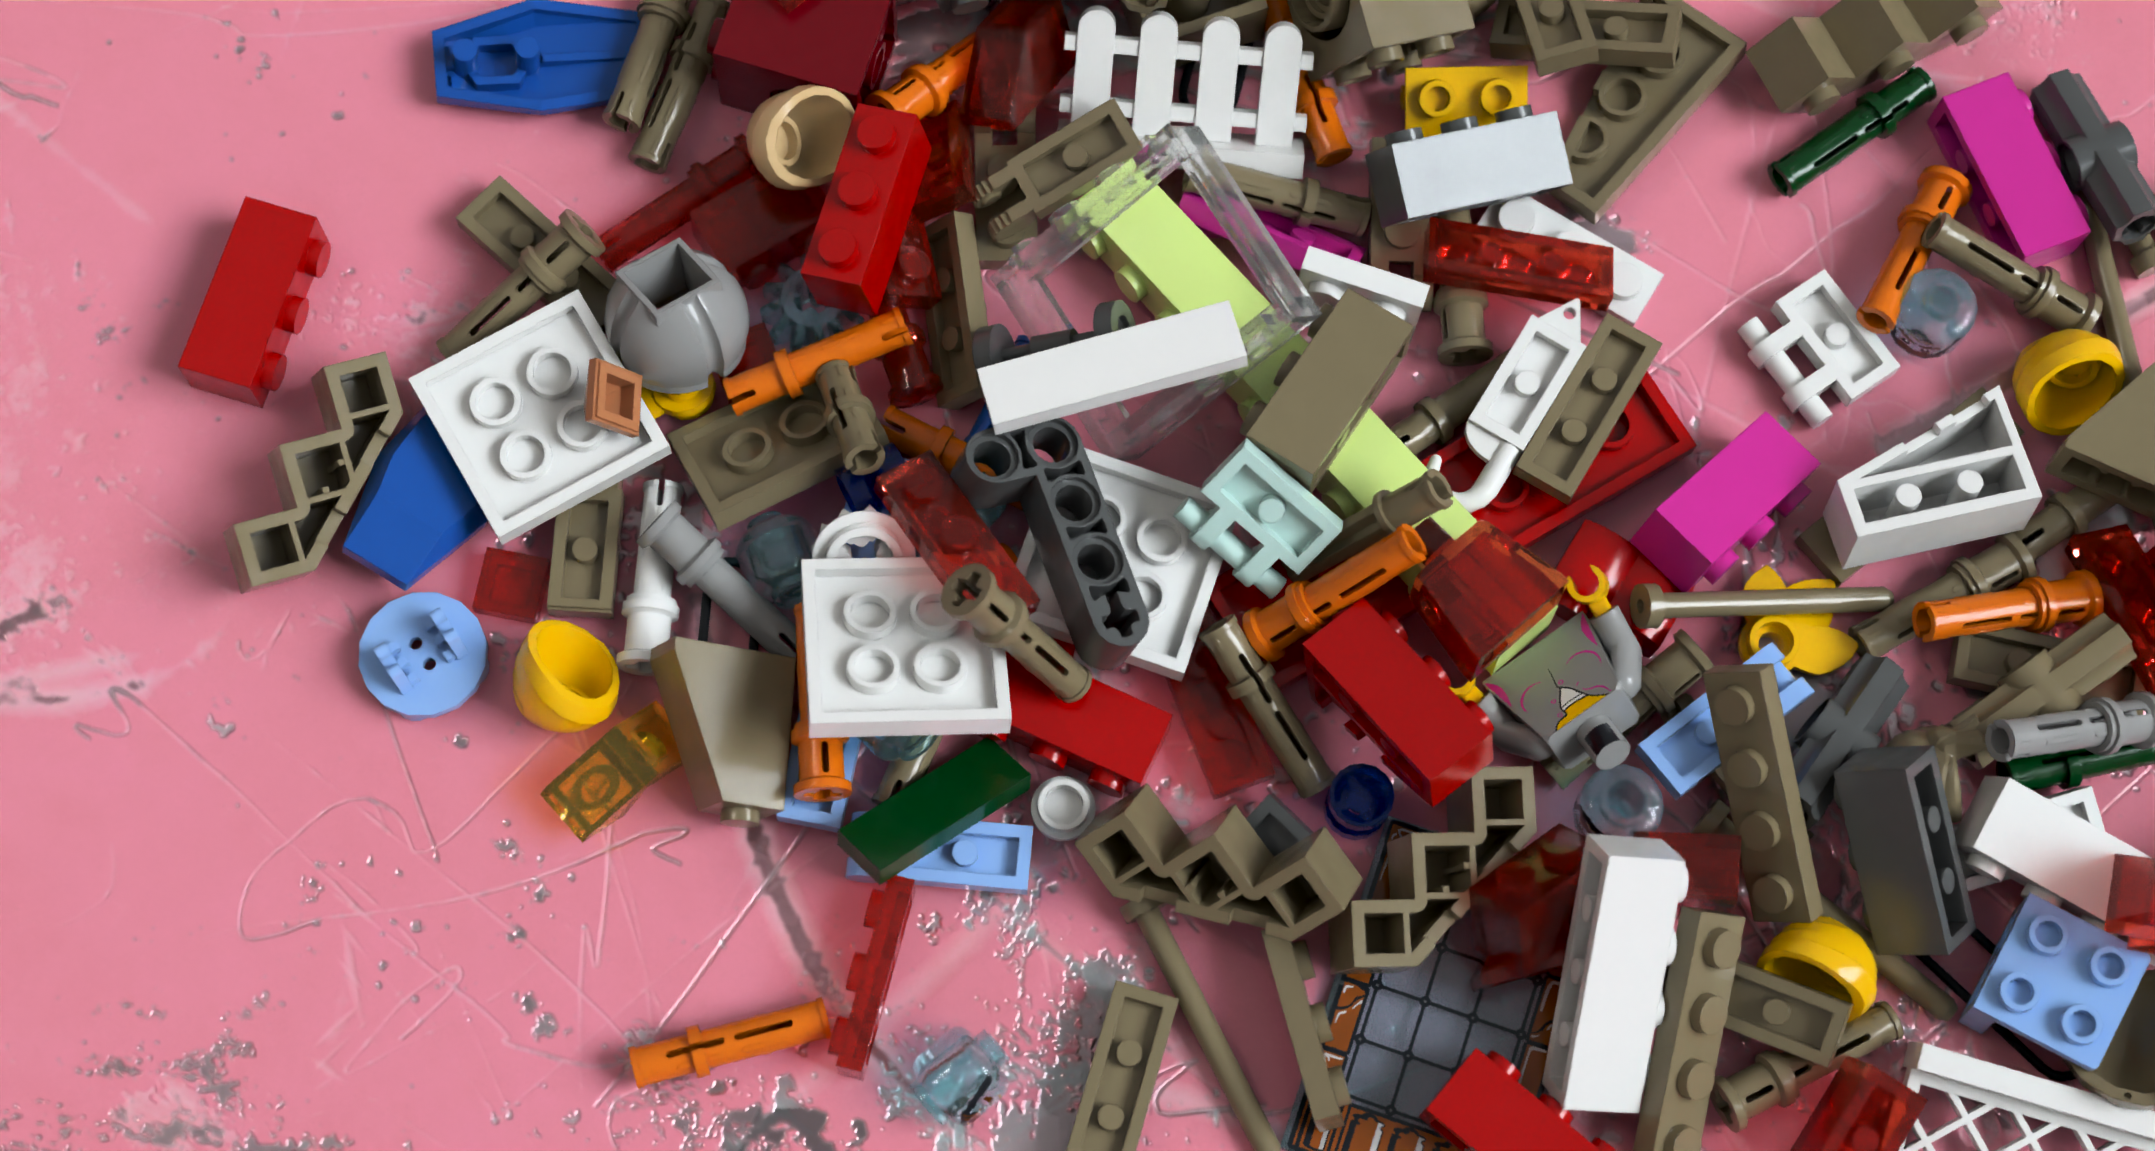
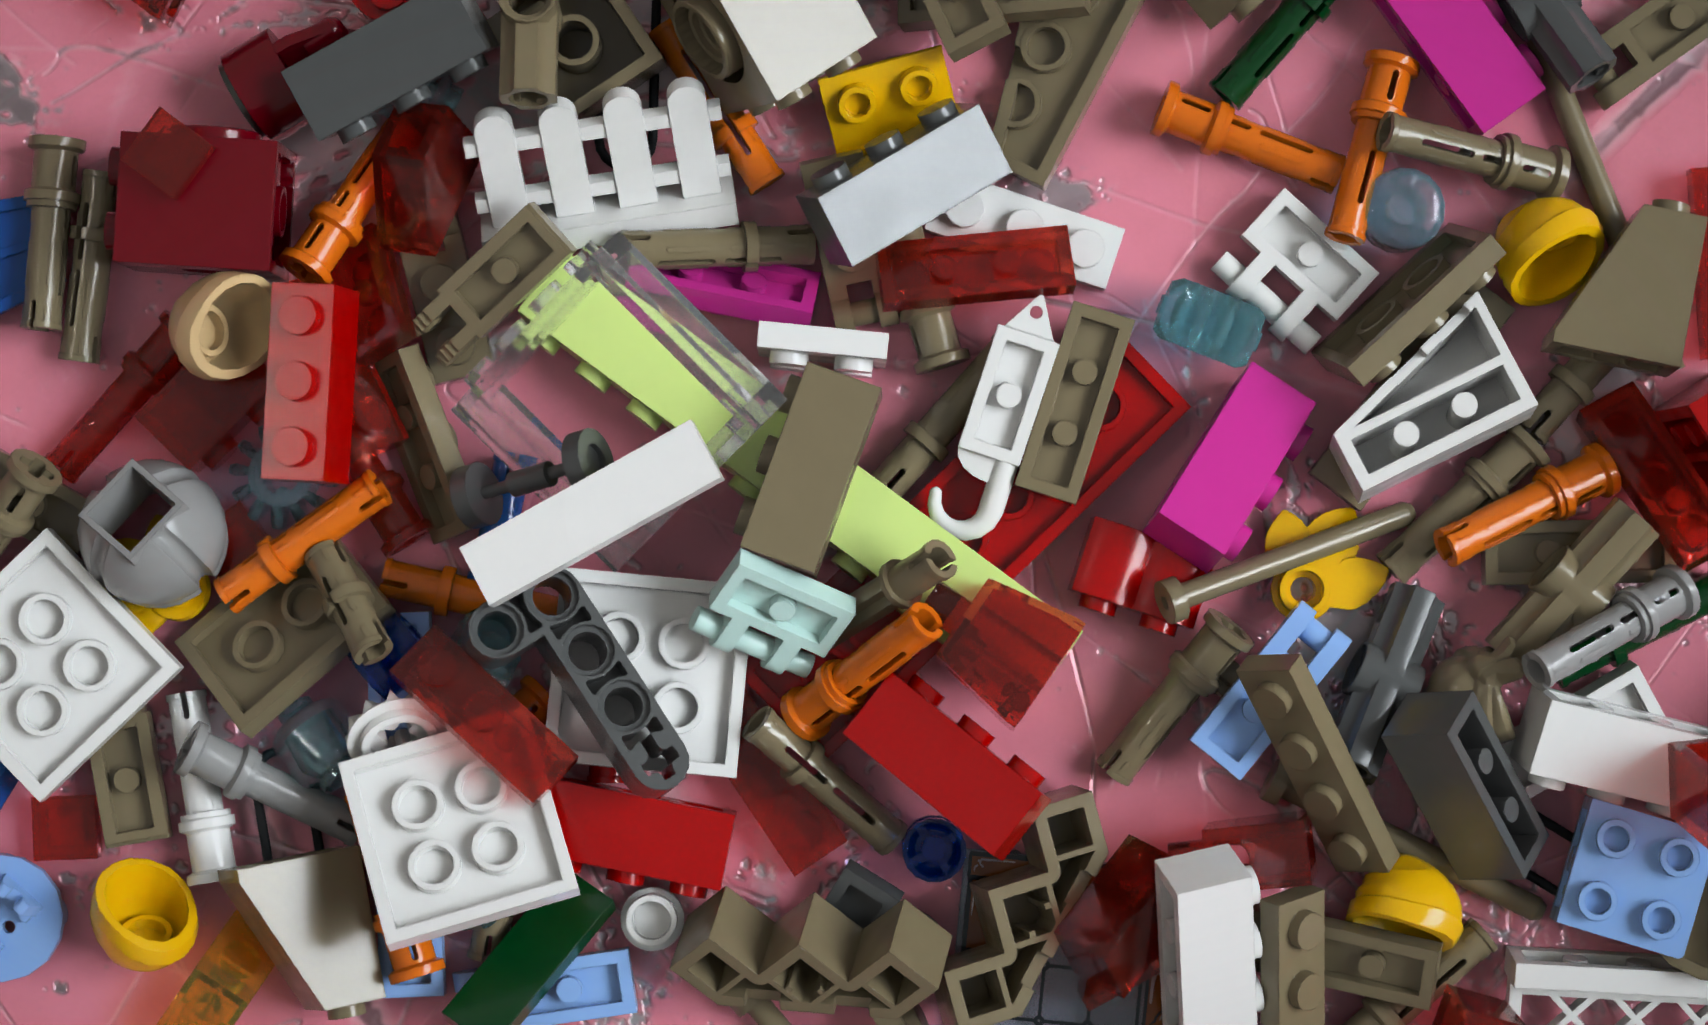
camera: 10 degrees left, 15 degrees up
(613, 397) = (112, 641): nougat slope -> none
(1057, 671) = (547, 799): dark tan pin -> none
(1568, 690) = (1110, 699): light grey torso -> none
(1618, 803) = (1184, 799): clear light blue head -> none
(1730, 369) = (1209, 322): none -> clear light blue gear
(1771, 207) = (1219, 129): none -> orange pin
(1928, 394) = (1410, 304): none -> dark tan plate

